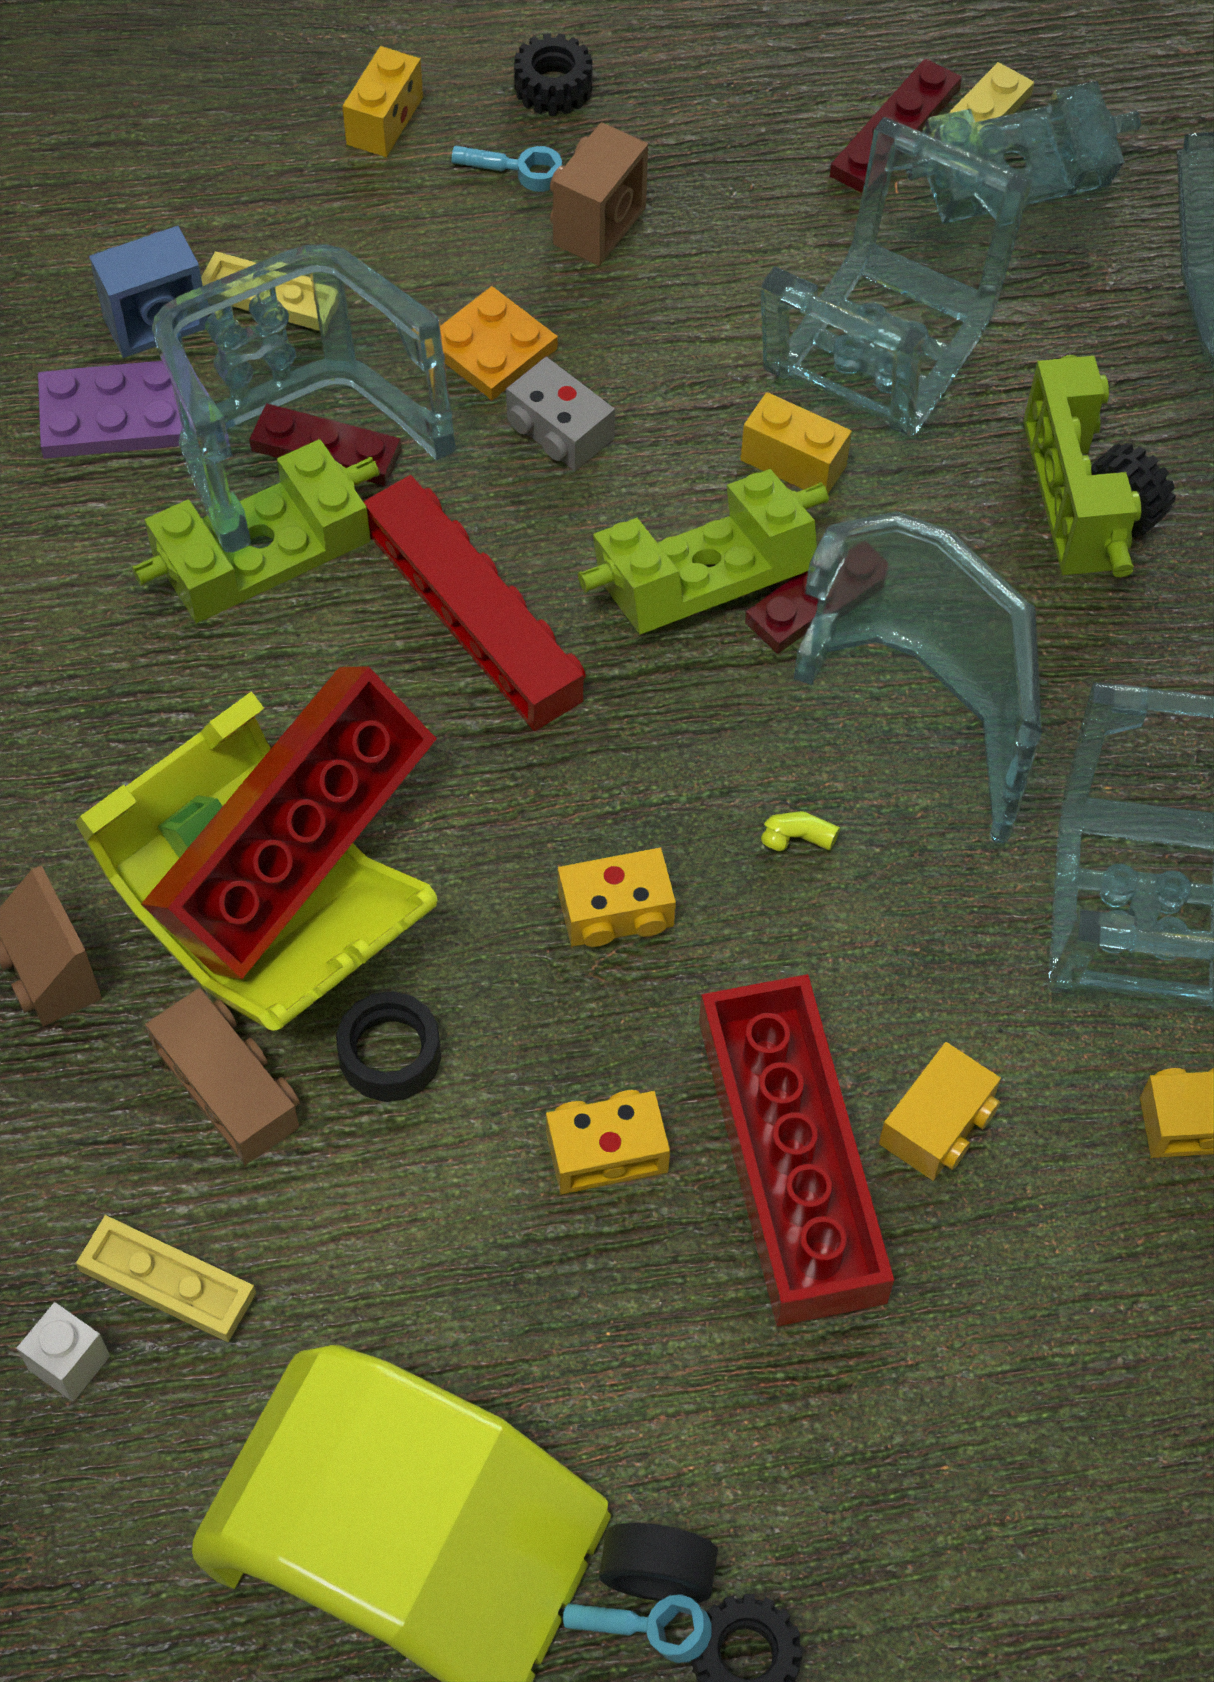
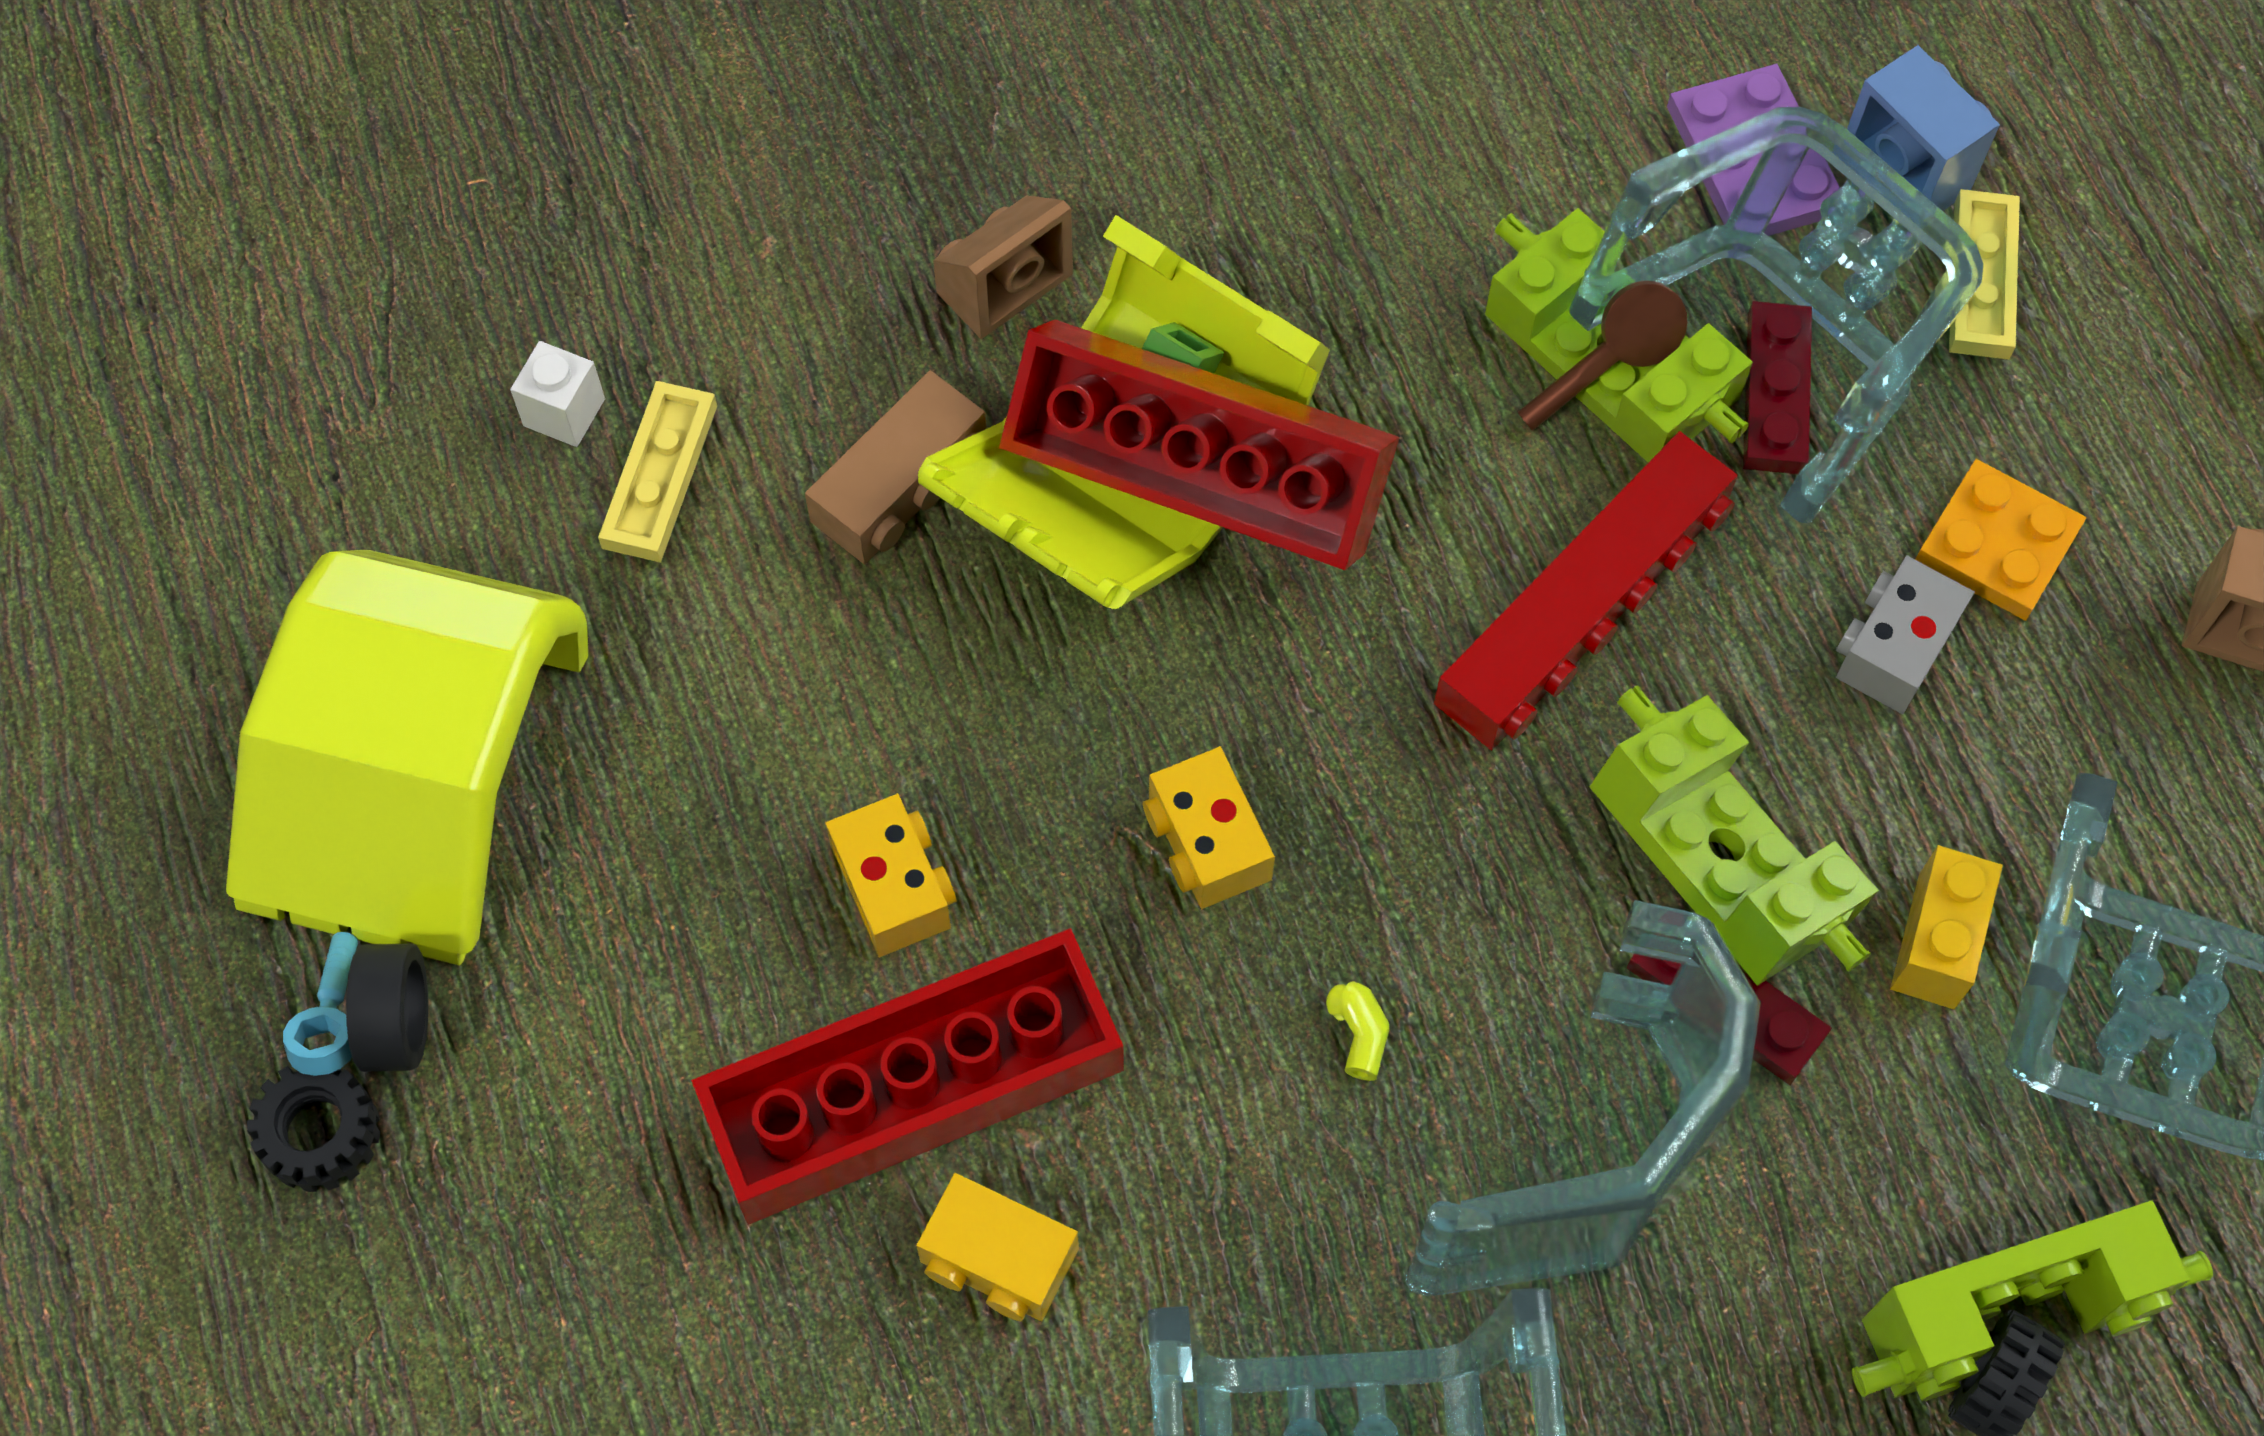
camera: 80 degrees right, 5 degrees up
(271, 511) = (1637, 327): none -> copper piece
(387, 1008) = (972, 581): black tyre -> none

